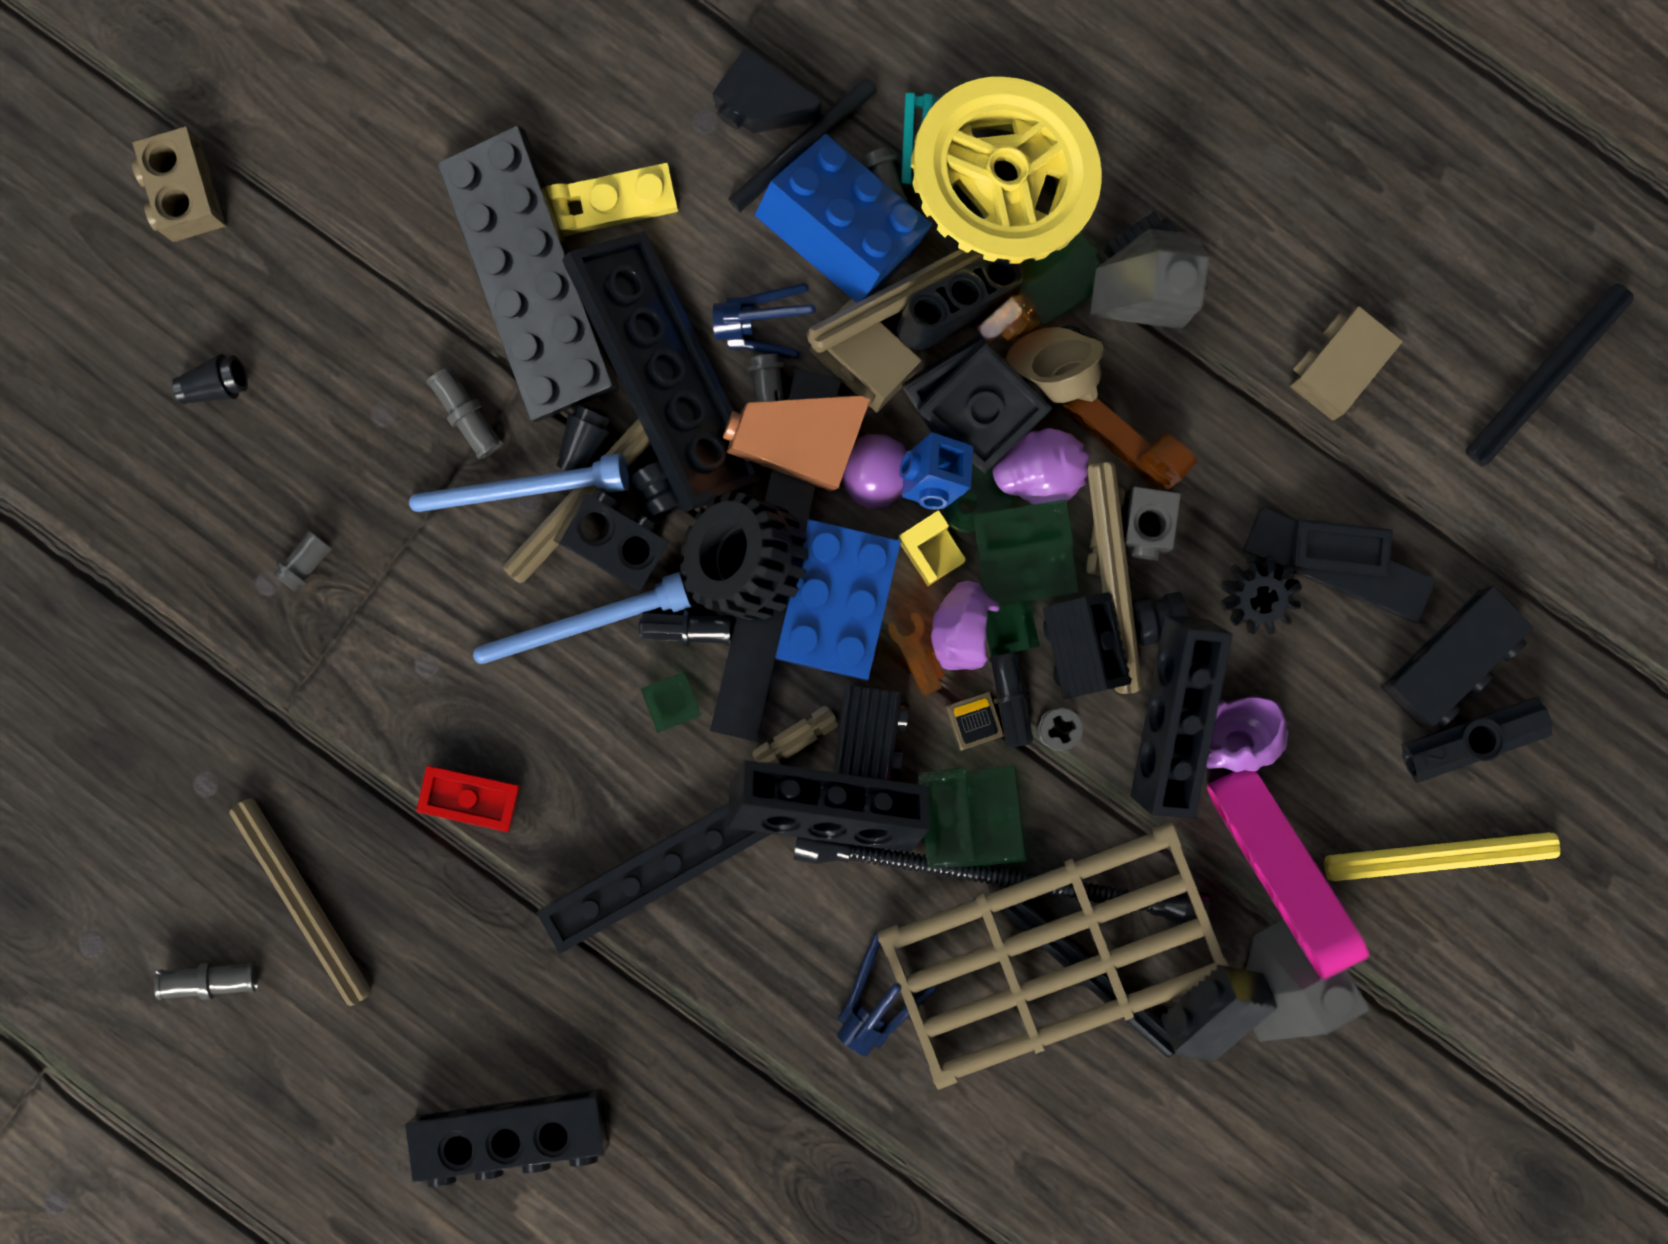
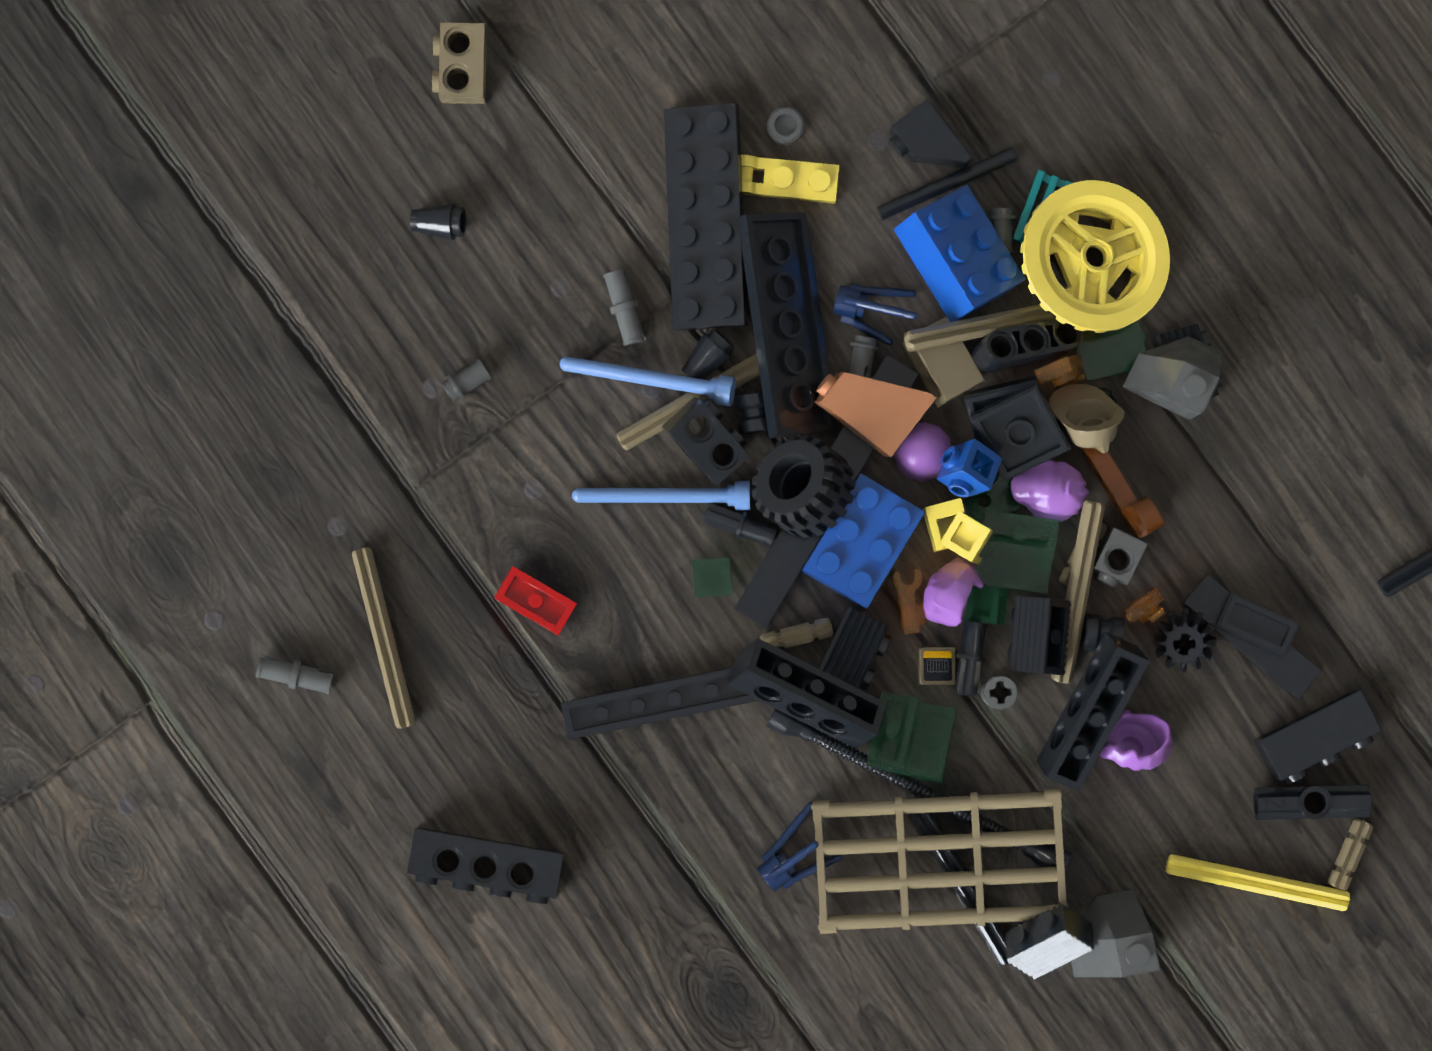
camera: 10 degrees right, 0 degrees up
(589, 138) = (785, 126): none -> dark grey tile
(960, 555) = (966, 537): none -> light yellow panel
(1201, 570) = (1145, 607): none -> clear orange plate
(1287, 873) = (1133, 851): dark pink beam -> none
(1345, 363) = (1305, 485): dark tan brick -> none
(1541, 787) = (1350, 854): none -> dark tan axle

